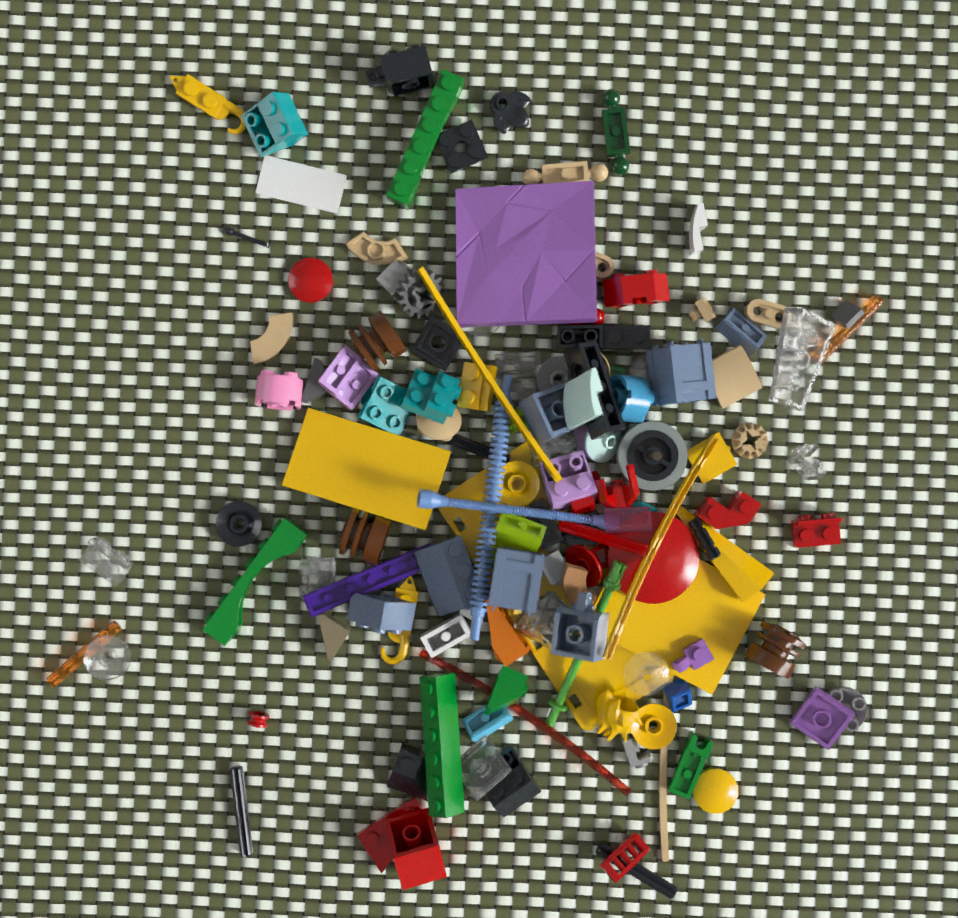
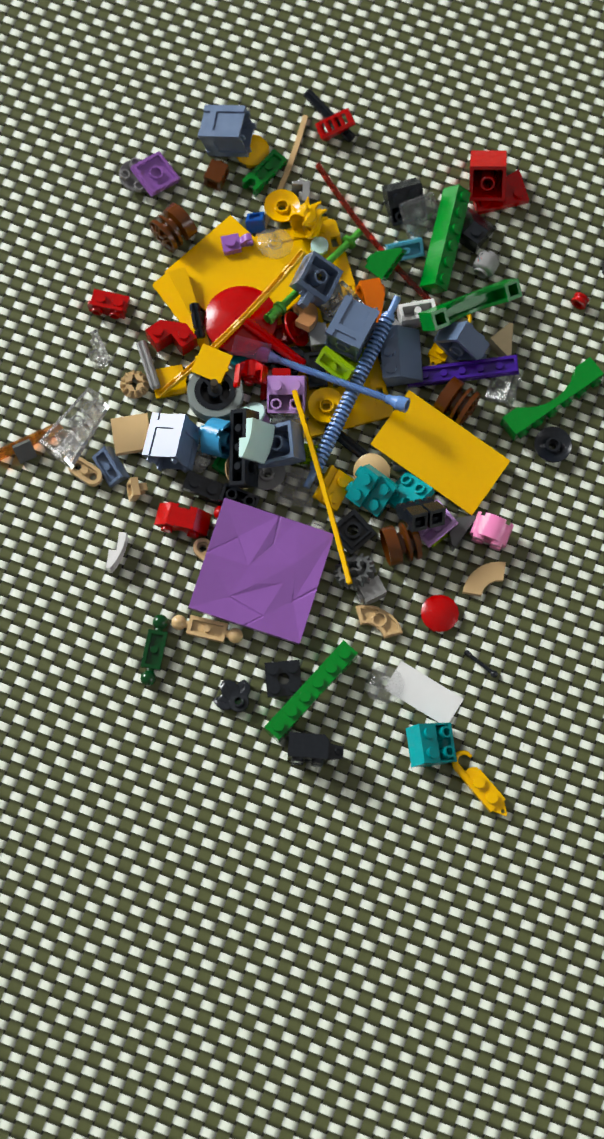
camera: 165 degrees left, 15 degrees down
(347, 190) = (380, 693): none -> clear dish
(361, 374) = (421, 513): none -> black legs
(383, 729) = (486, 264): none -> light grey head
(412, 634) = (450, 311): none -> green arch
(591, 687) = (319, 245): none -> light aqua tile
(668, 486) = (211, 363): none -> yellow piece
(742, 468) = (148, 365): none -> light grey axle
(747, 742) = (216, 175): none -> reddish brown brick
(755, 801) = (226, 130): none -> sand blue container

